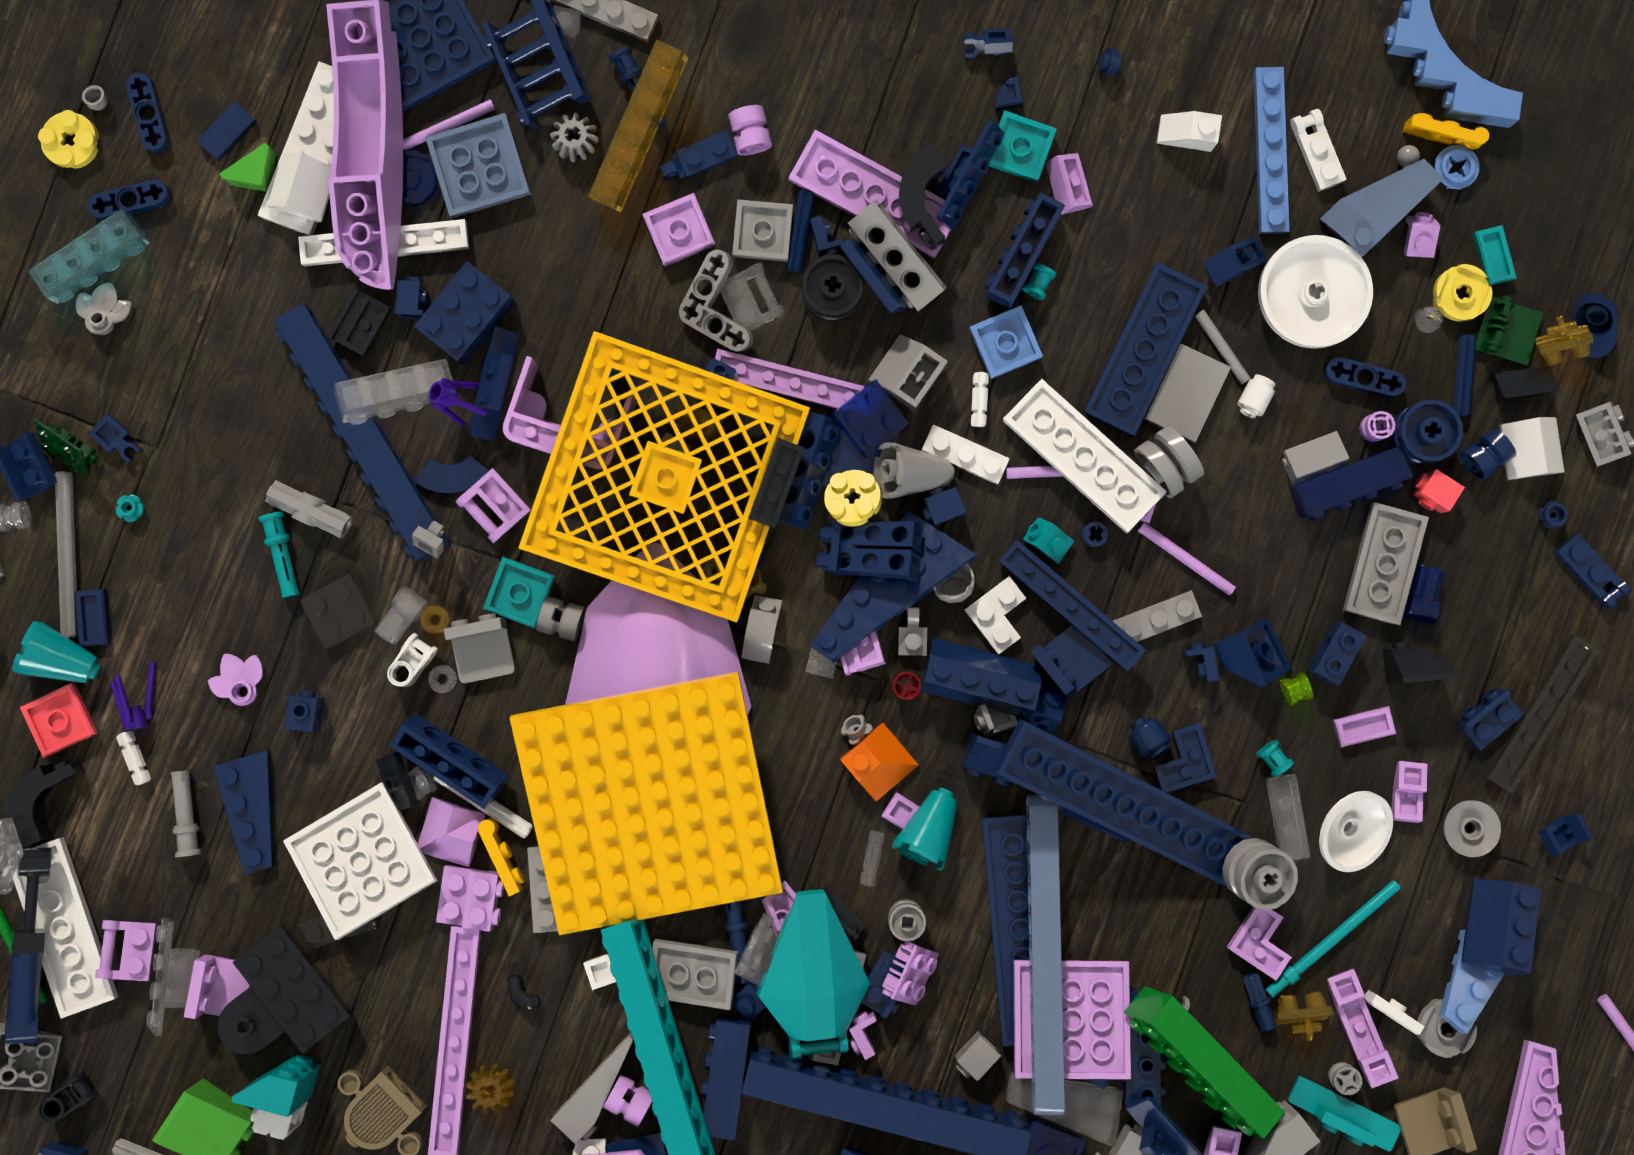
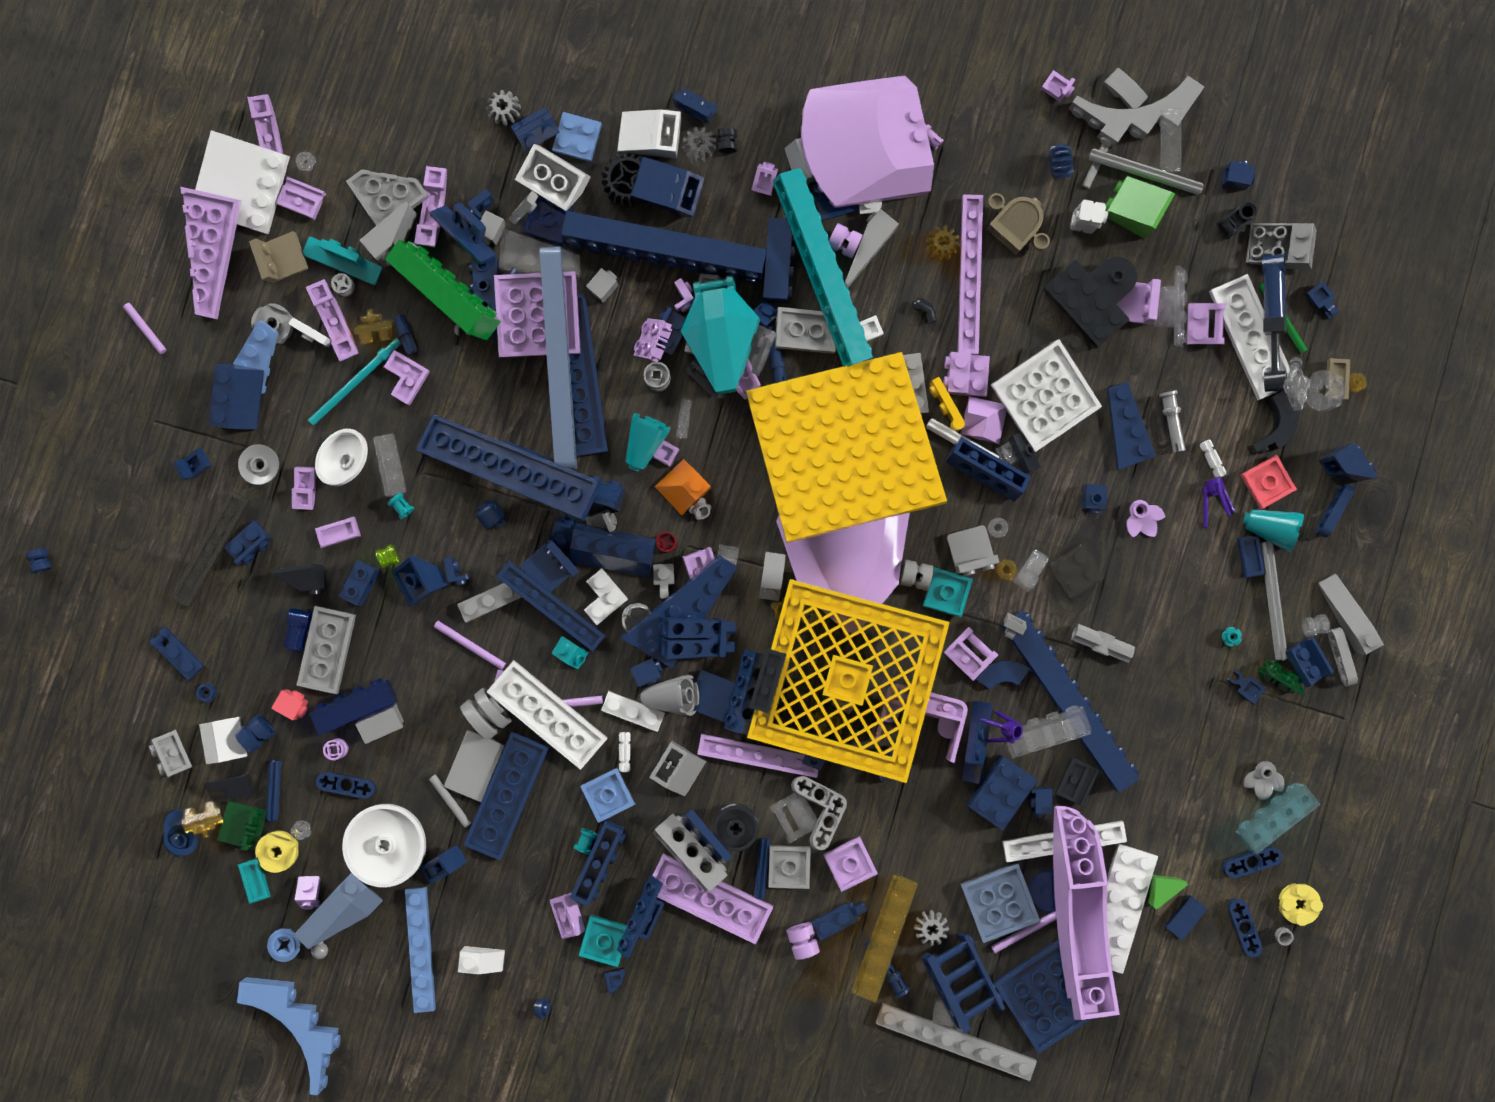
camera: 170 degrees right, 0 degrees up
(277, 541) = (1123, 619): teal pin -> none
(282, 1088) = (1087, 235): teal slope -> none
(301, 186) = (1127, 878): white slope -> none
(412, 660) = (1020, 540): white piece -> none
(821, 235) = (746, 866): dark blue bracket -> none
(852, 482) = (712, 685): light yellow plate -> none
(870, 418) = (703, 732): clear blue plate -> none
(918, 175) = (677, 914): black arch -> none
(991, 41) = (629, 1018): dark blue plate -> none
(1086, 533) = (530, 658): dark blue bush -> none
(1193, 762) = (460, 496): dark blue plate -> none
(1256, 396) = (424, 766): white brick -> none
(1260, 873) = (408, 423): light grey wheel -> none
(1318, 150) = (386, 951): white plate -> none
(1442, 428) = (288, 747): dark blue wheel -> none
(1445, 132) = (291, 970): yellow plate -> none

